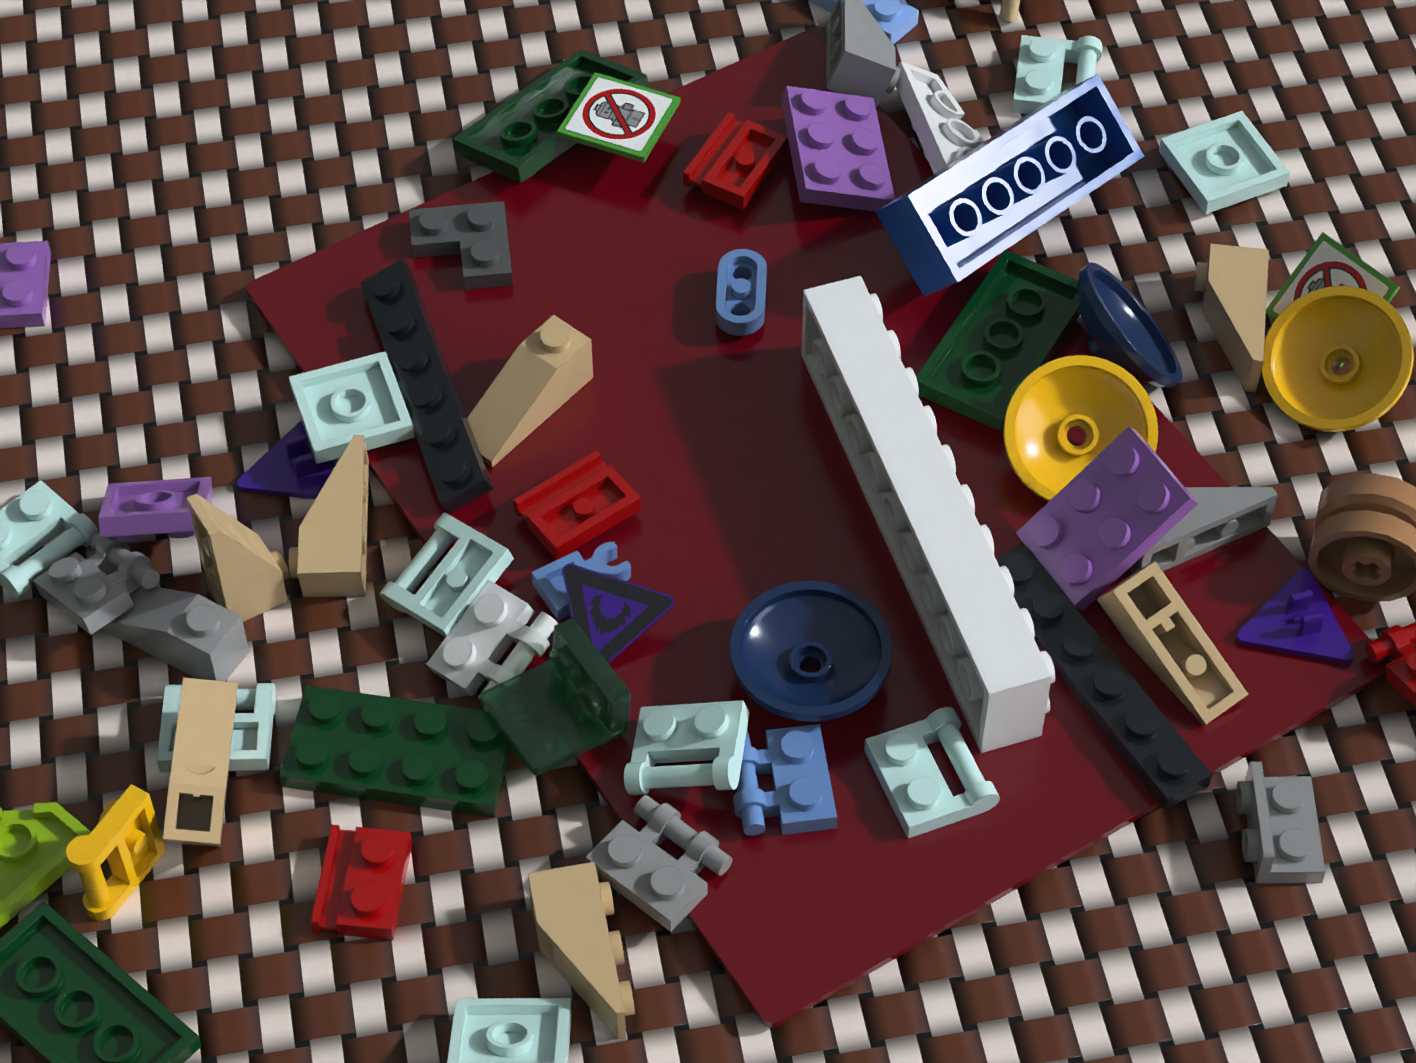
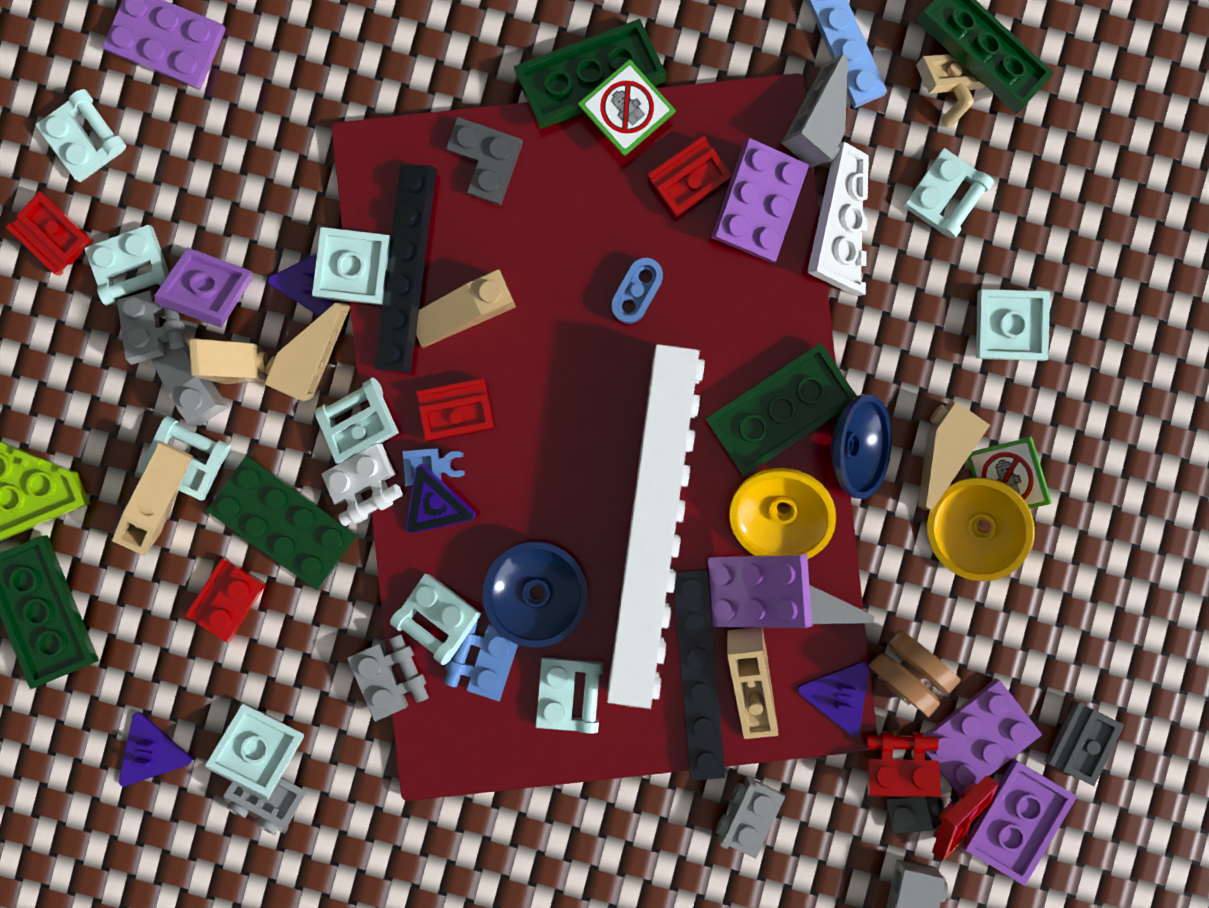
camera: 25 degrees right, 35 degrees up
(129, 841) = (89, 531): yellow plate -> none
(560, 704) = (372, 552): clear green bracket -> none
(575, 938) = (322, 699): tan slope -> none
(1009, 185) = (851, 299): blue brick -> none

